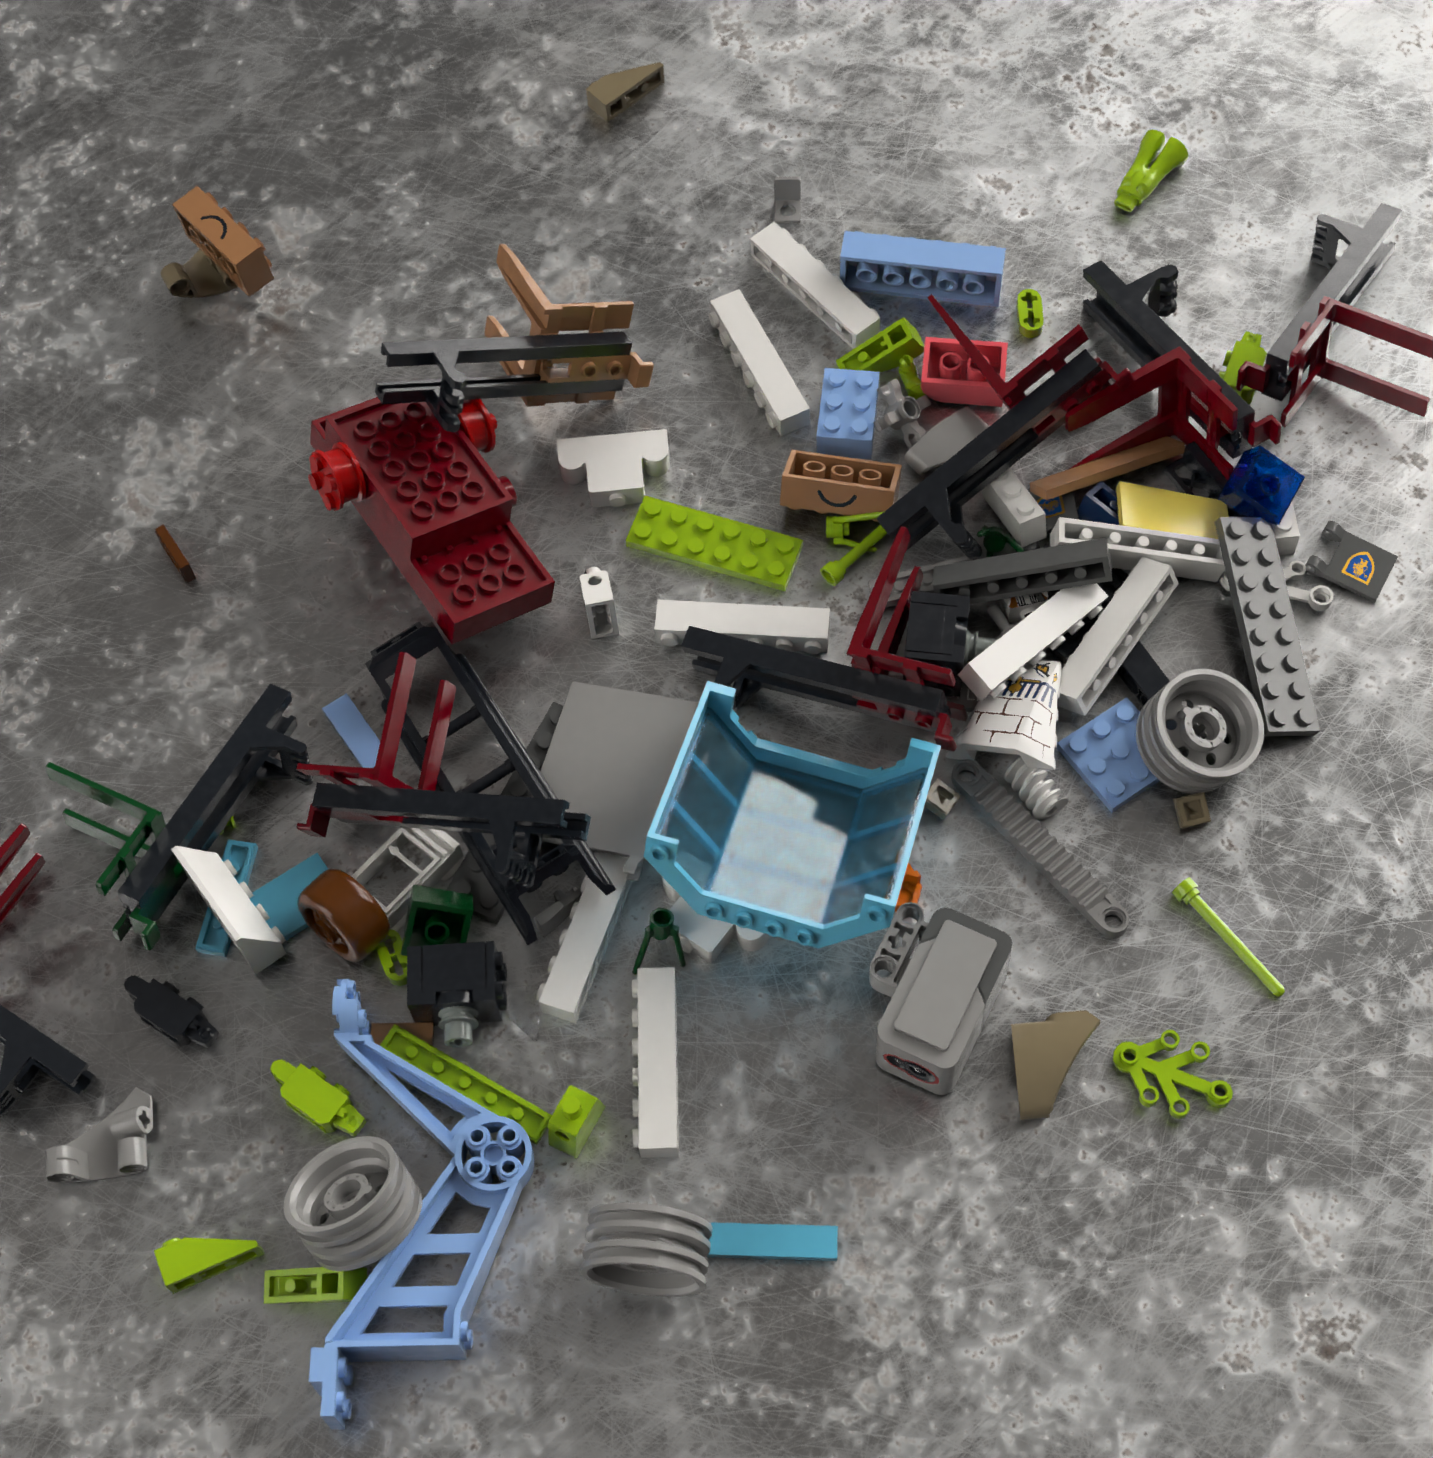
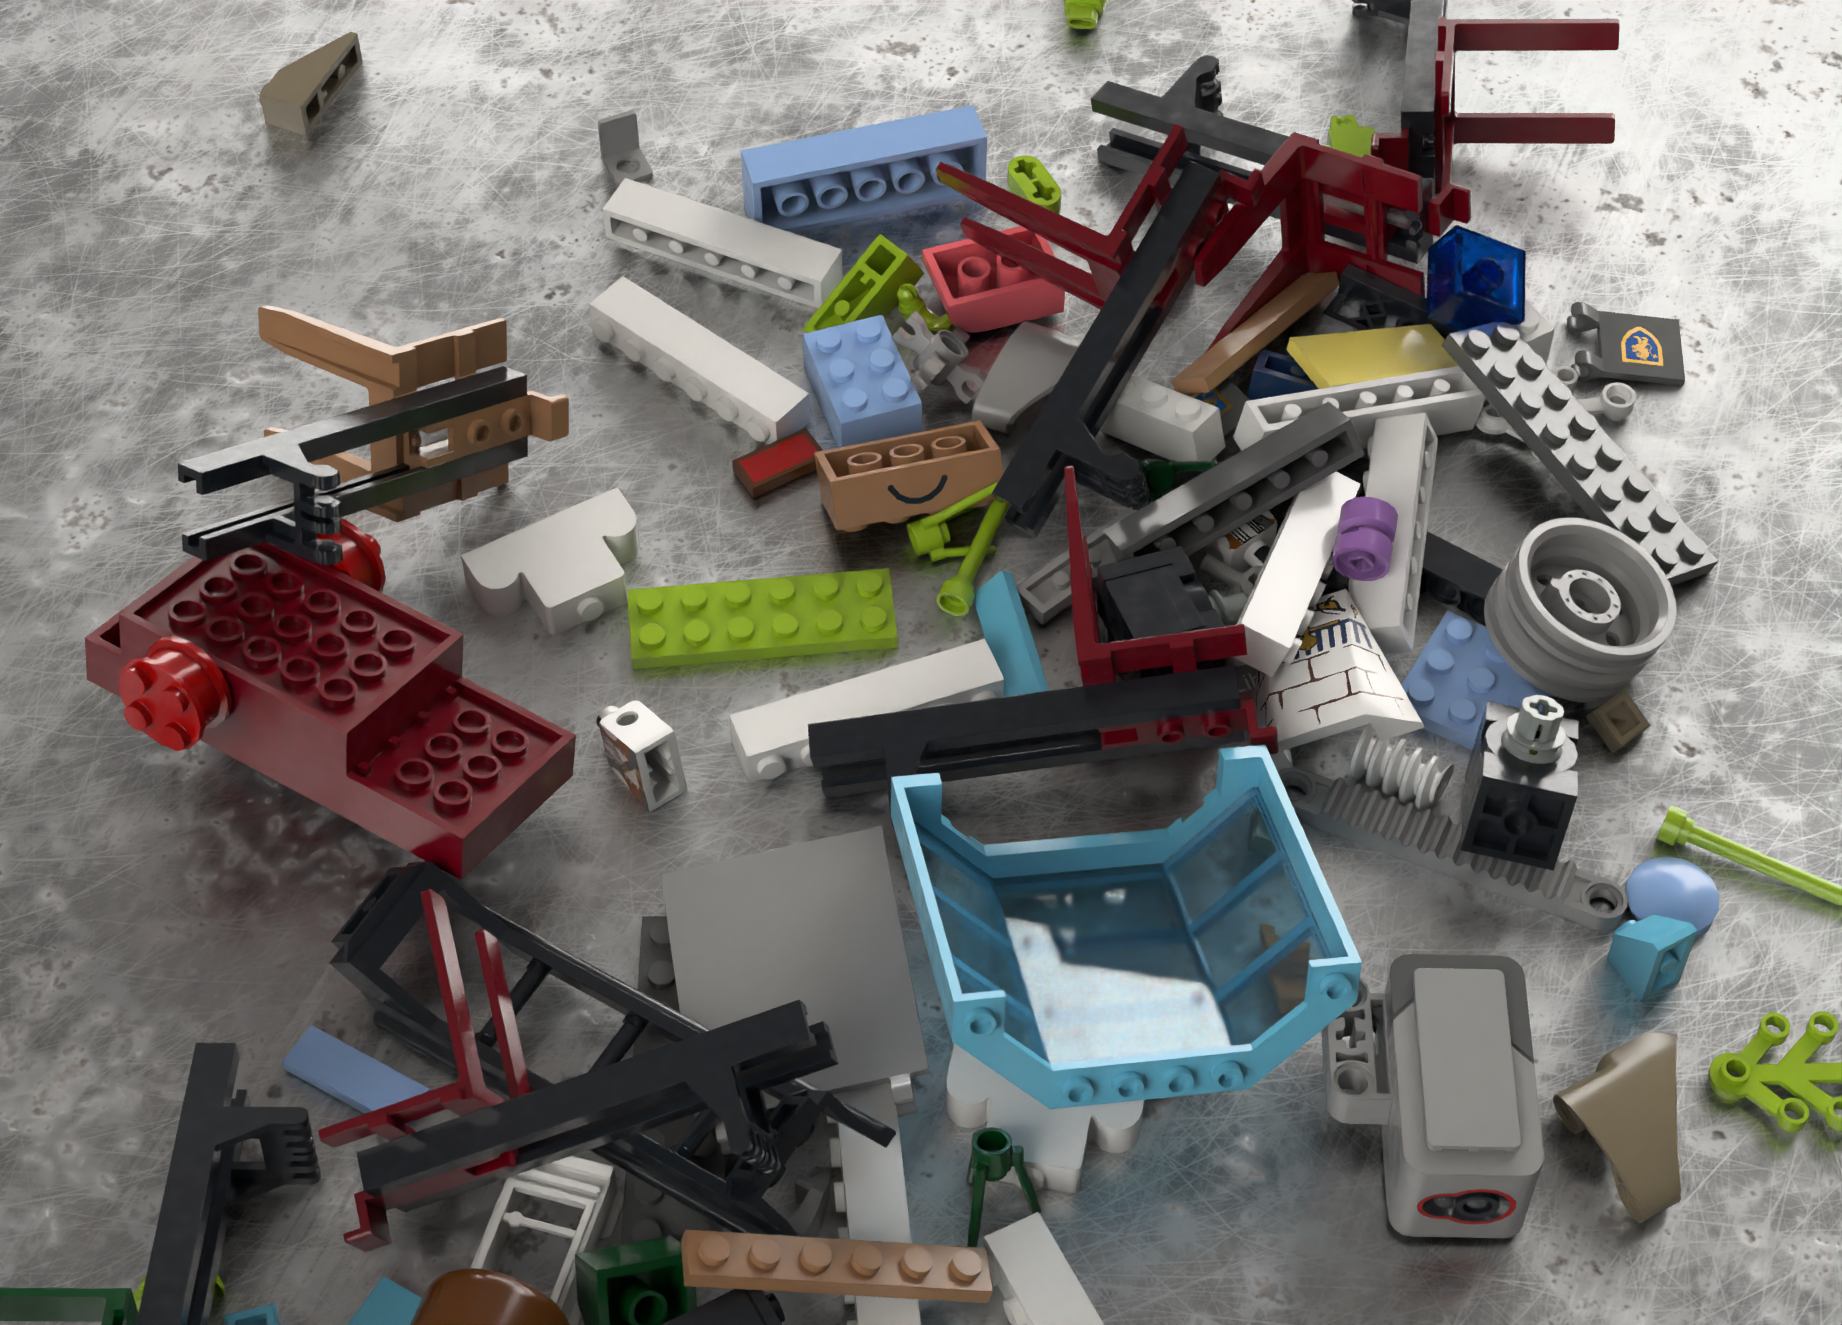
camera: 30 degrees left, 10 degrees down
(543, 952) = (835, 1266): none -> medium nougat plate
(774, 445) = (777, 463): none -> tile
(847, 615) = (1009, 635): none -> medium azure tile
(1083, 636) = (1365, 539): none -> medium lavender wheel
(1093, 828) = (1521, 783): none -> black piece
(1119, 964) = (1651, 953): none -> medium azure slope
(1159, 934) = (1673, 890): none -> light blue dish

